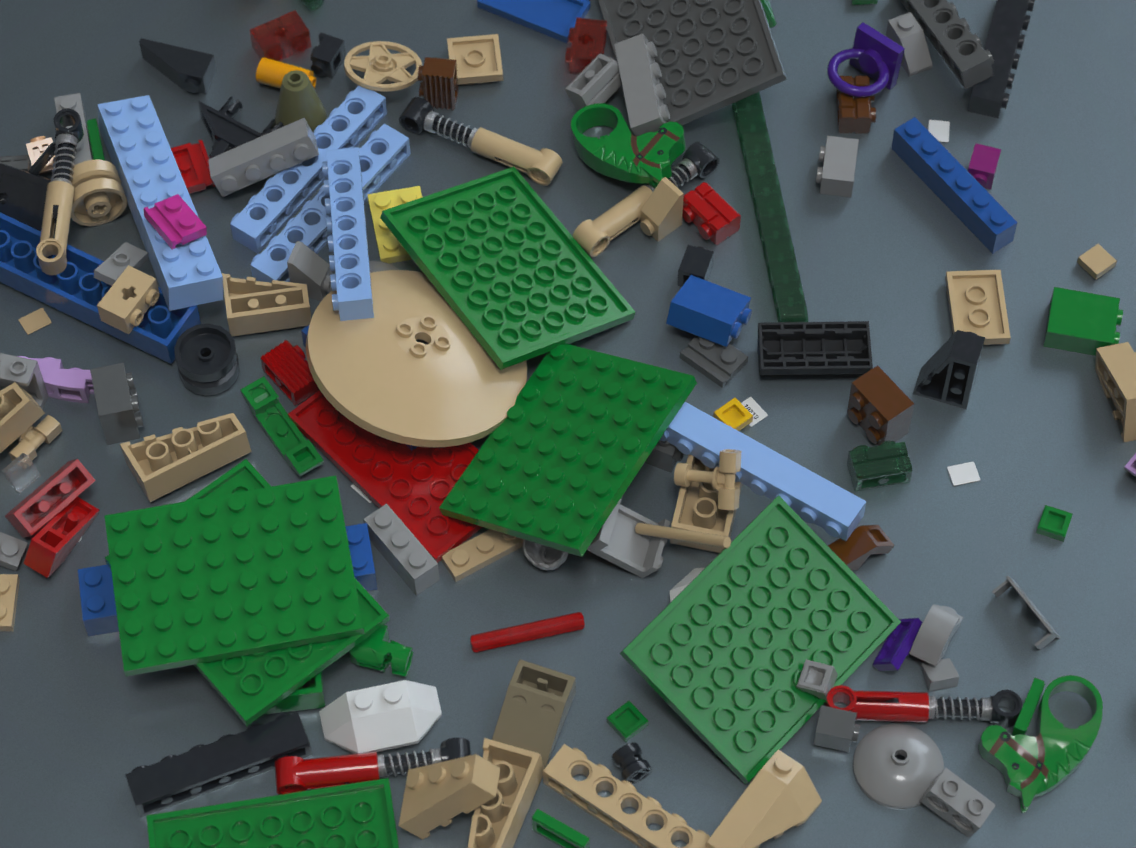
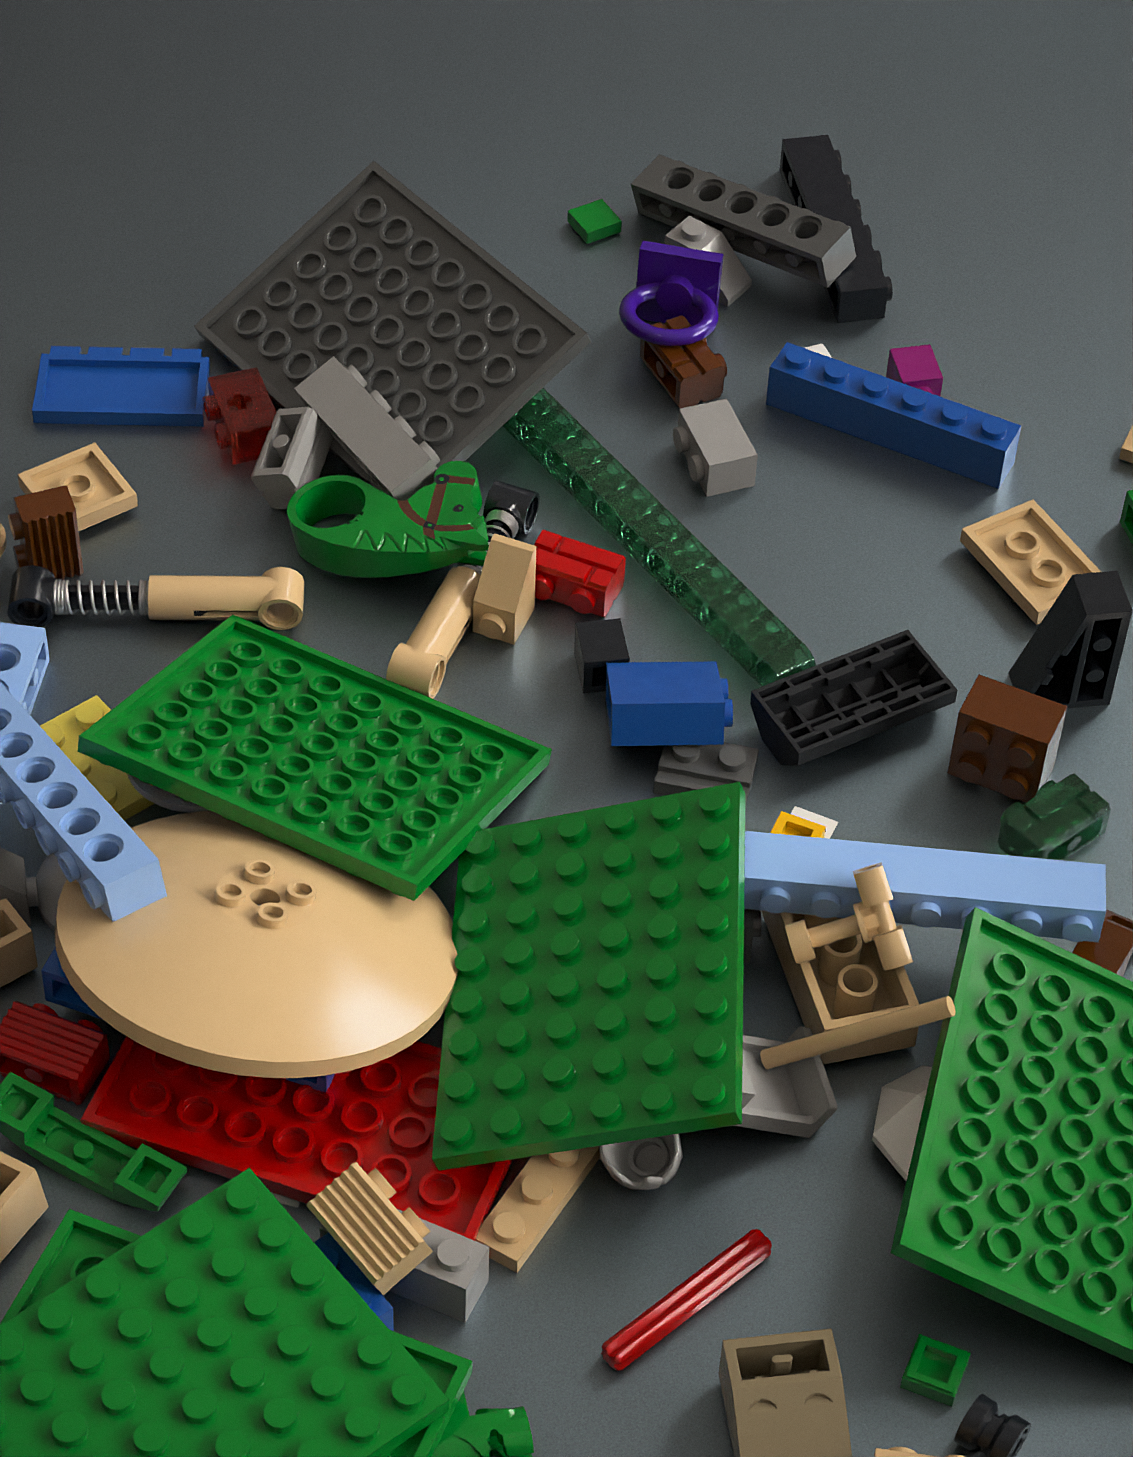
camera: 30 degrees left, 10 degrees down
(381, 529) = (370, 1227): none -> tan brick

